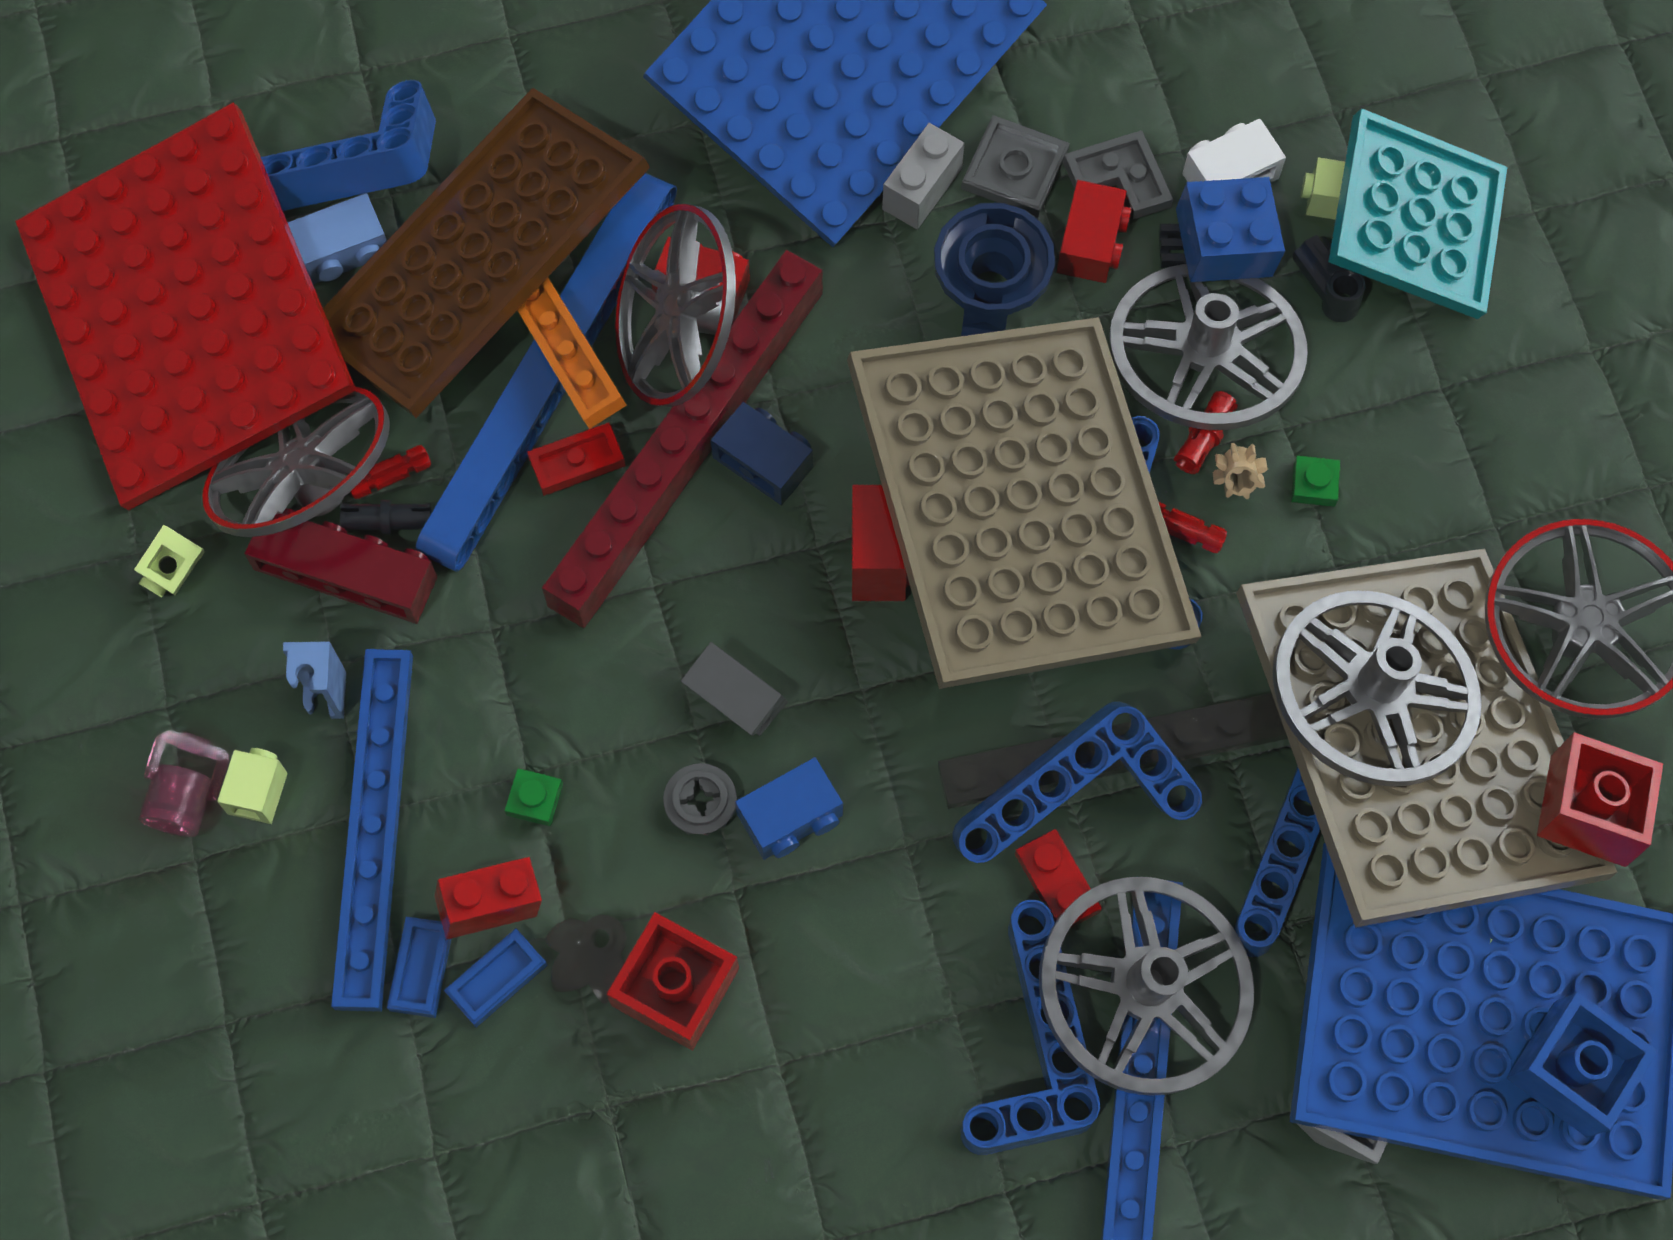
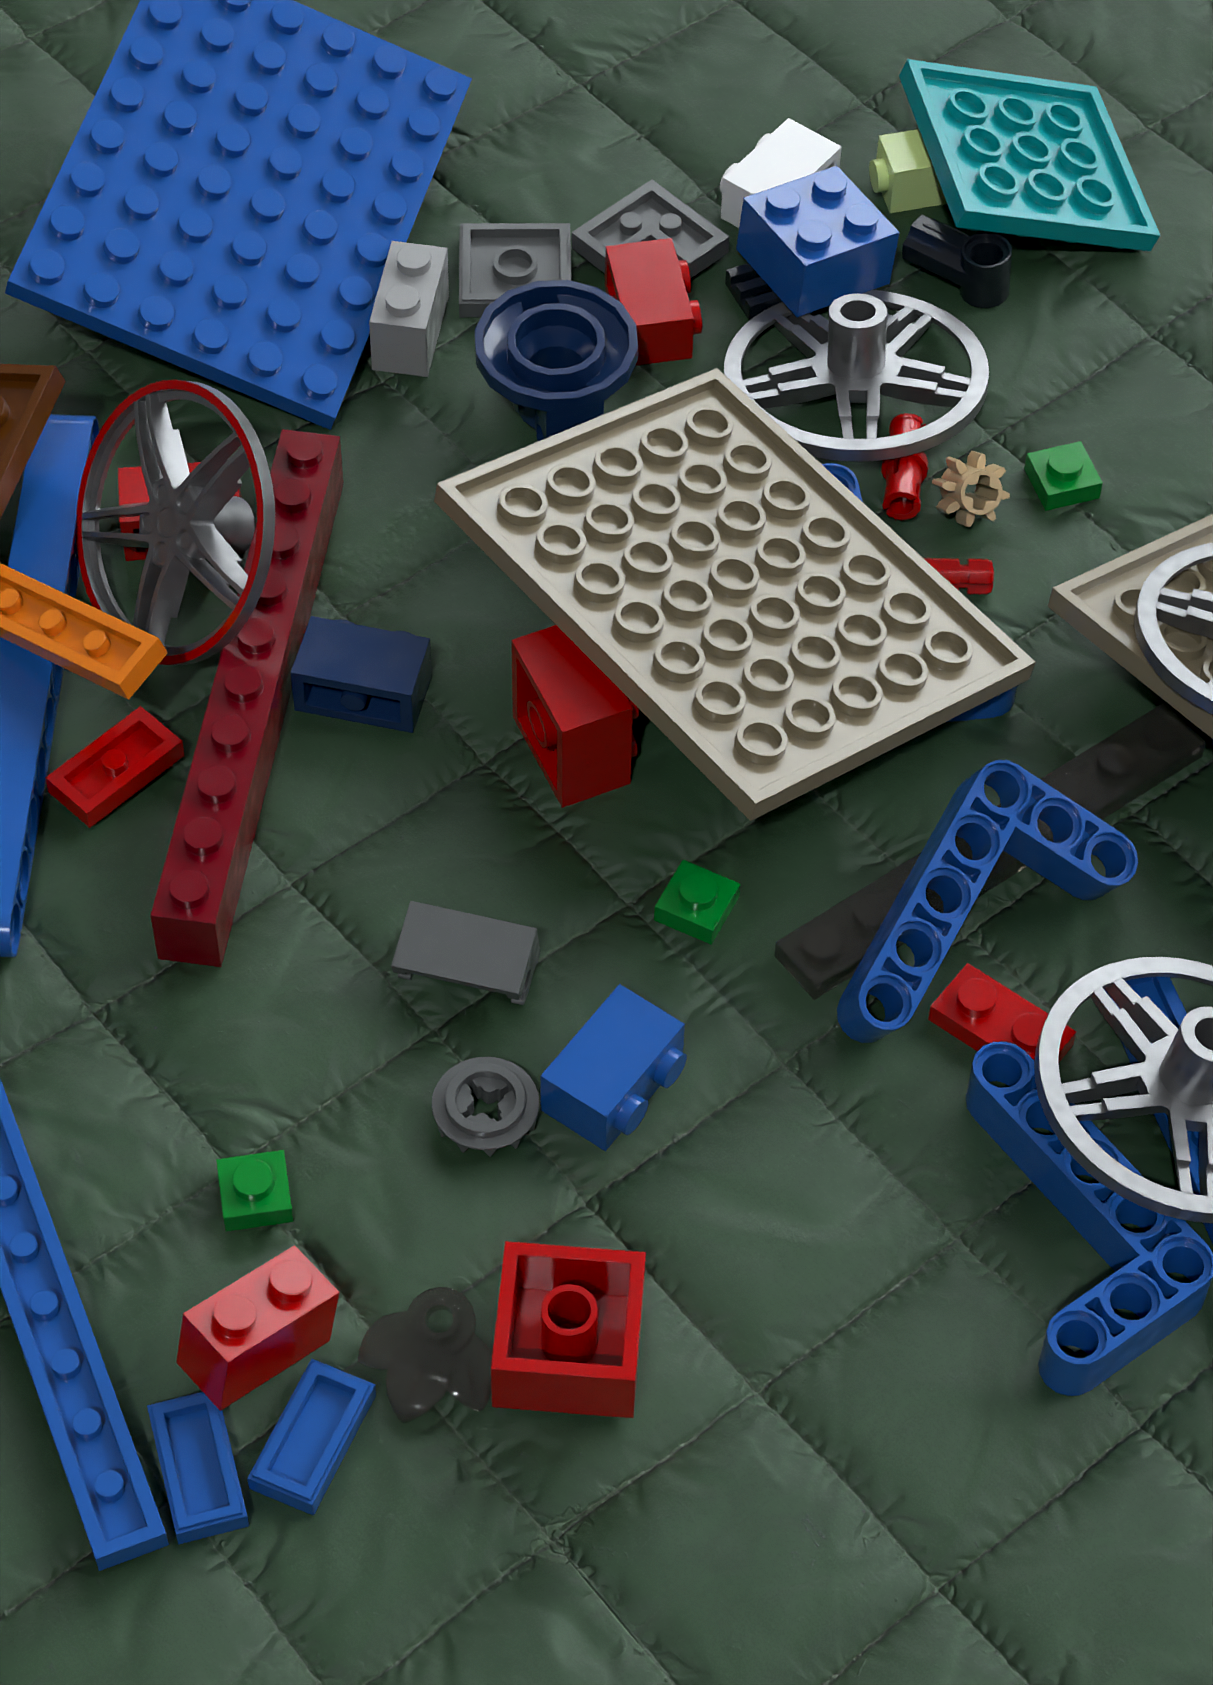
camera: 25 degrees left, 15 degrees down
(904, 708) = (697, 902): none -> green plate

